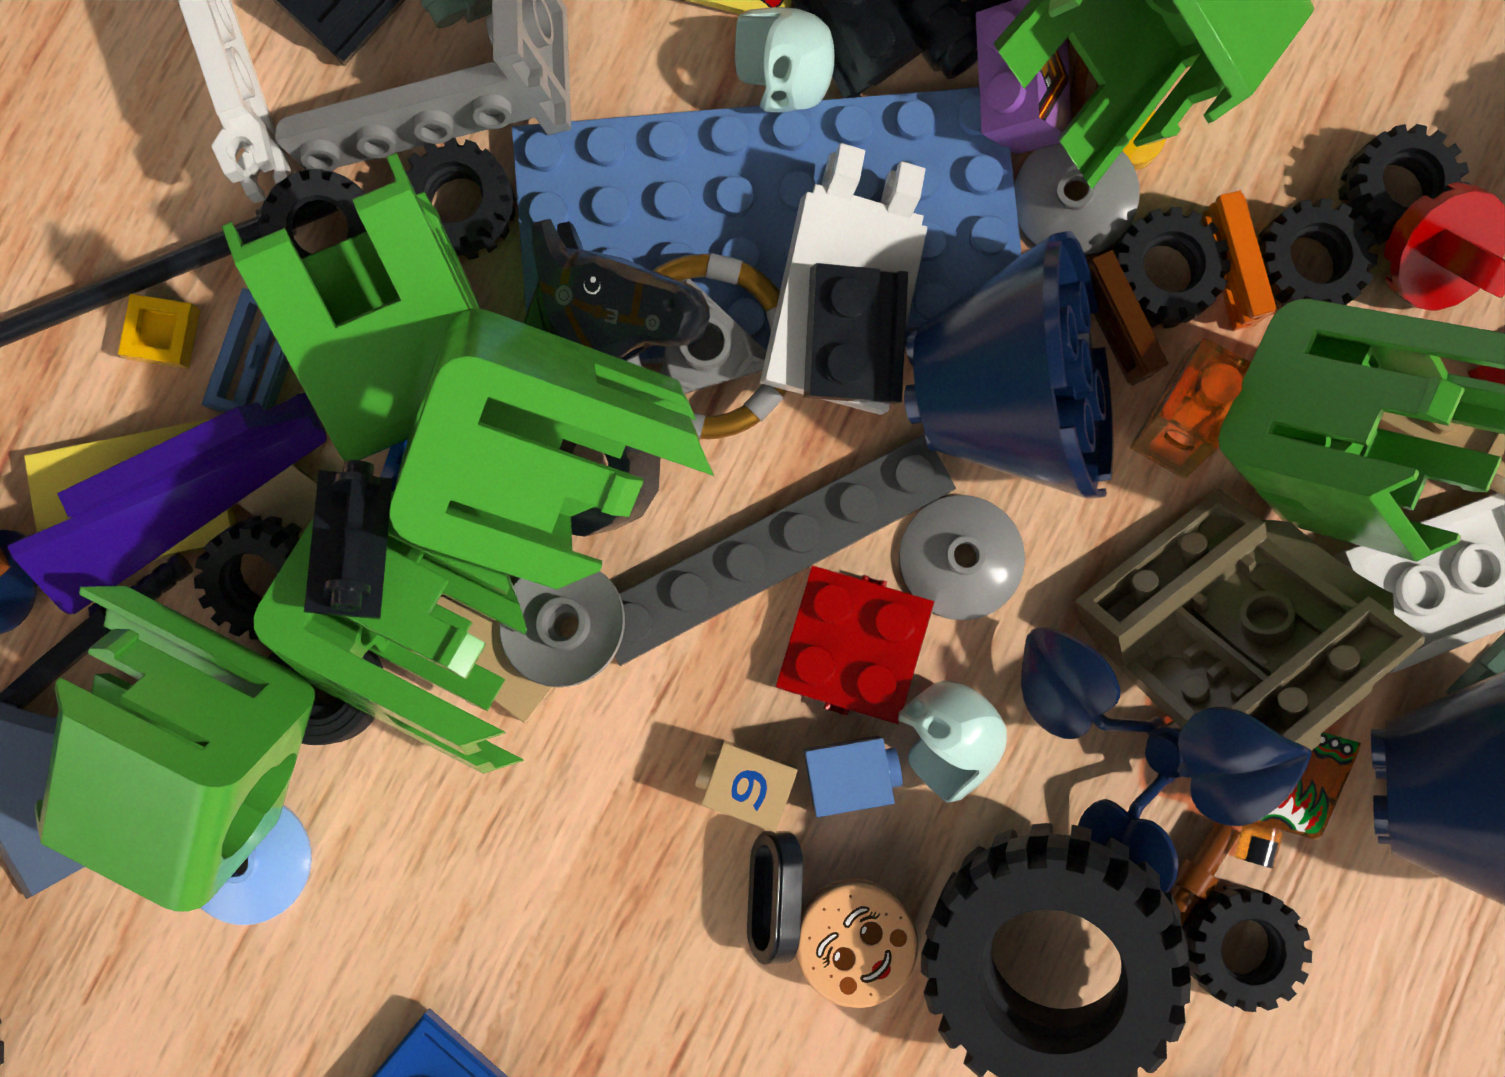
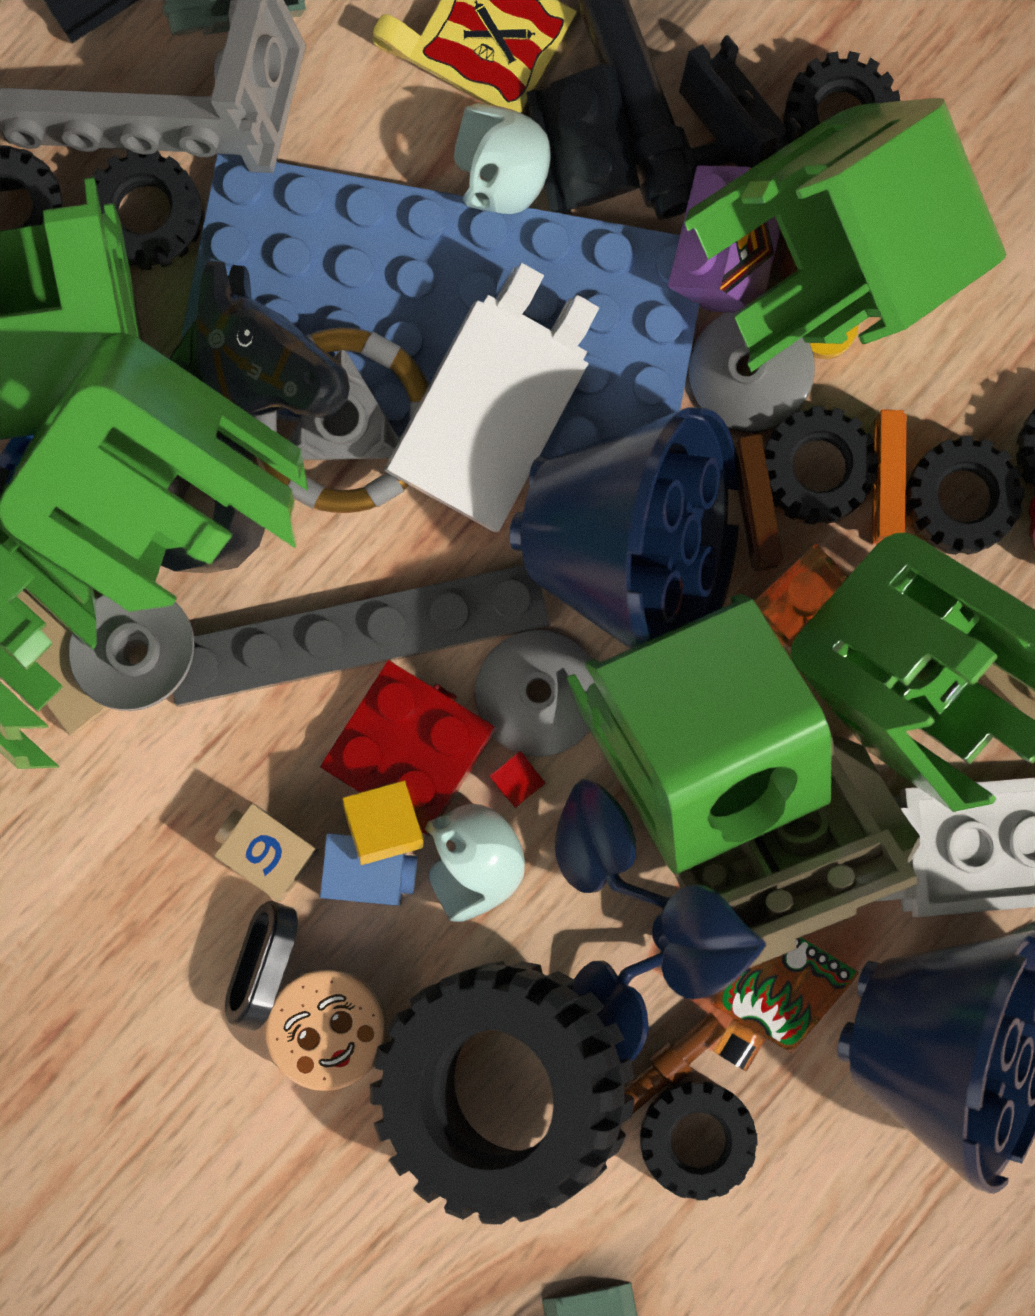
camera: 20 degrees right, 0 degrees up
(855, 334) = (485, 449): black plate -> none
(858, 726) = (382, 823): none -> yellow tile
(966, 645) = (517, 779): none -> red piece
(1168, 548) = (710, 733): none -> bright green piece

